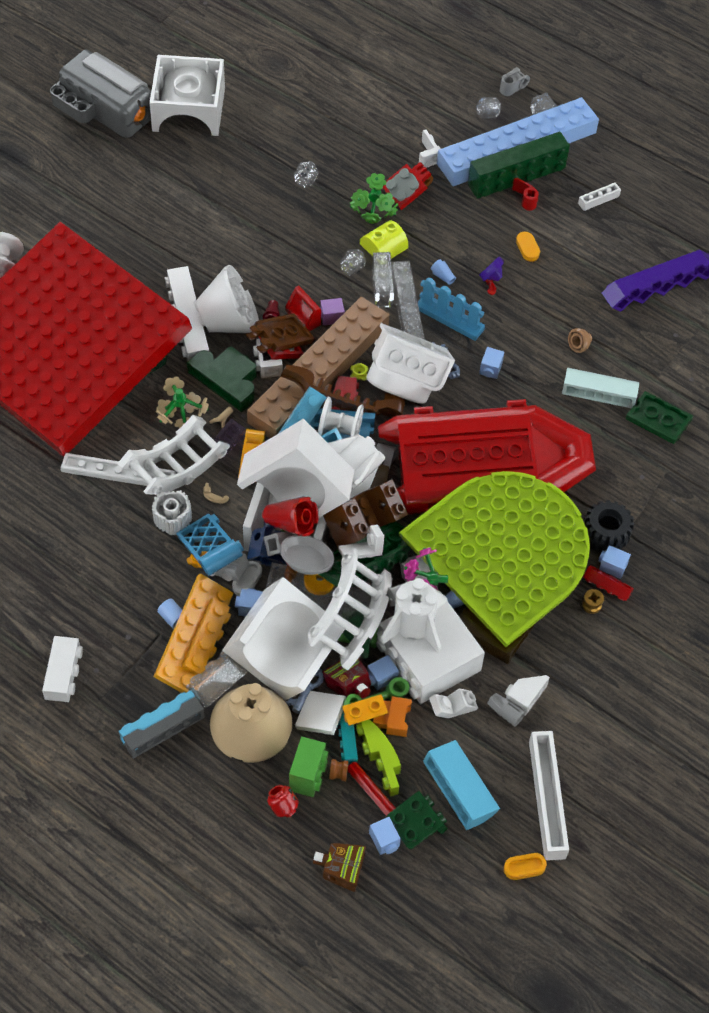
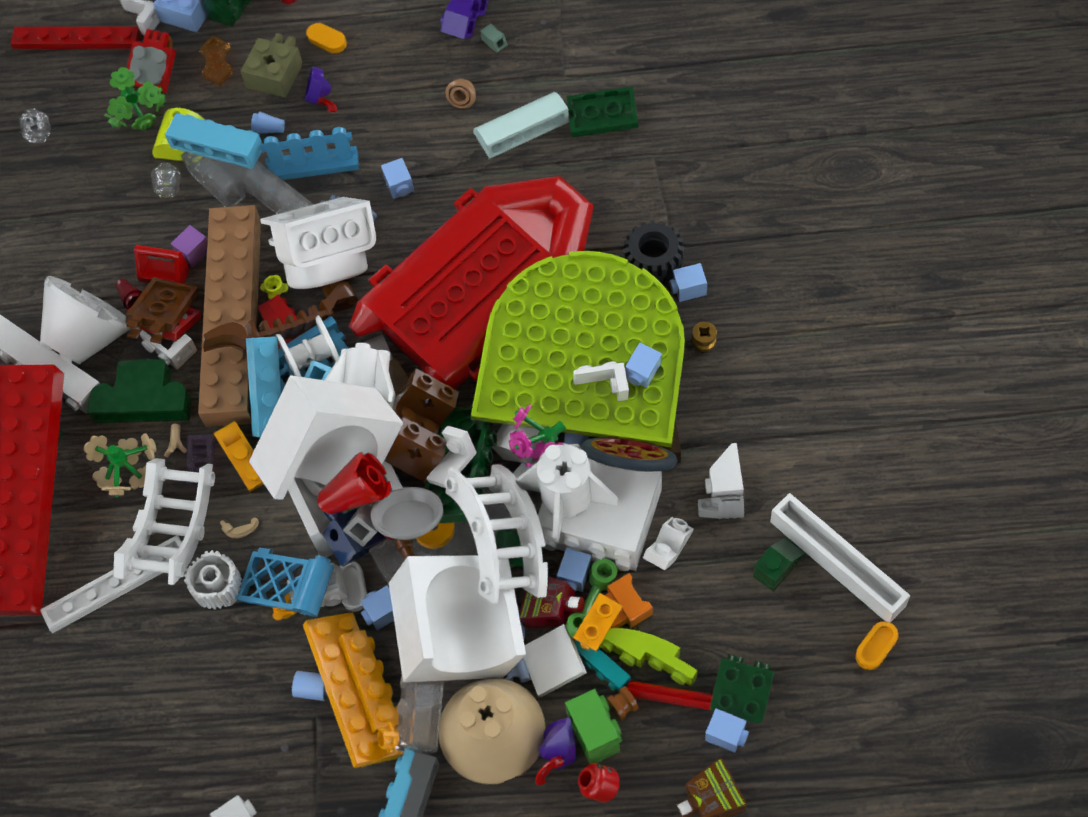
camera: 30 degrees left, 5 degrees up
(186, 675) = (388, 738): none -> light orange plate
(275, 762) = (557, 747): none -> dark purple piece
(377, 138) = (74, 37): none -> red plate
(398, 257) = (214, 140): none -> medium azure brick
(444, 217) = (216, 67): none -> clear orange tile
(461, 784) = (748, 617): medium azure brick -> none
(471, 627) = (629, 454): none -> wedge
(478, 239) = (272, 66): none -> olive hinge
(506, 570) = (609, 370): none -> white bracket
(509, 768) = (777, 563): none -> dark green slope
(529, 583) = (642, 365): none -> light blue brick
(607, 582) = (705, 307): red piece -> none
(632, 321) = (493, 38): none -> sand green piece

